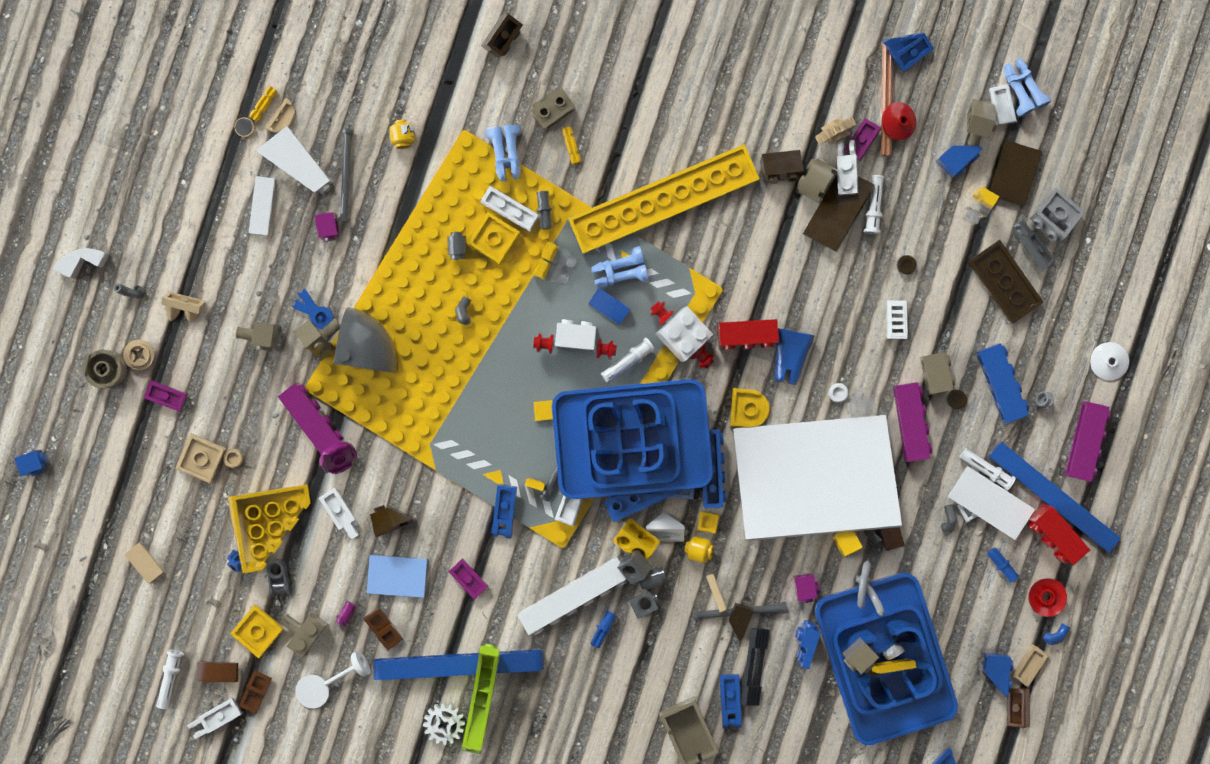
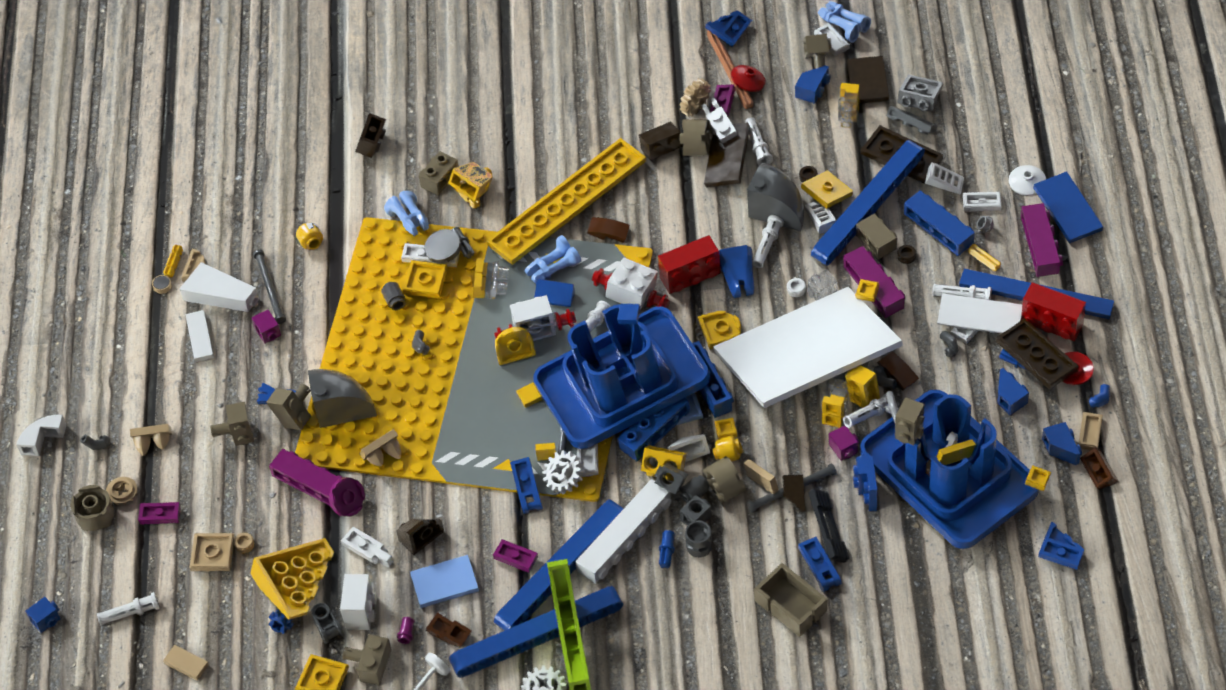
camera: 15 degrees left, 35 degrees down
(117, 489) = (137, 606): none -> white pin
(310, 575) = (358, 601): none -> white brick
(394, 412) = (386, 442): none -> tan tile
(504, 607) = (538, 588): none -> blue beam
(523, 211) = (443, 246): none -> tile
(546, 509) = (563, 472): none -> white gear
(548, 357) = (514, 345): none -> yellow tile
(581, 137) = (471, 180): none -> yellow torso
(634, 634) = (698, 539): none -> dark grey wheel
(654, 420) = (628, 314): none -> blue tile
(682, 585) = (724, 479): none -> dark tan brick
(690, 248) = (609, 228): none -> reddish brown slope
(817, 549) = (835, 405): none -> yellow hips
(839, 322) = (769, 234): none -> white pin
(850, 565) = (852, 419): none -> white pin
(863, 286) = (775, 194): none -> dark grey brick
(899, 437) = (867, 290): none -> yellow tile
(915, 293) = (827, 189): none -> yellow plate
(947, 330) = (867, 202): none -> blue beam
(957, 709) = (1038, 478): none -> yellow tile
(977, 597) = (1011, 393): none -> blue slope
(1019, 326) = (937, 182): none -> white slope
(1021, 571) = (1037, 354): none -> dark brown tile
(1026, 436) = (984, 257): none -> yellow axle
(1039, 363) = (982, 204): none -> white tile
(1131, 413) = (1068, 207): none -> blue tile

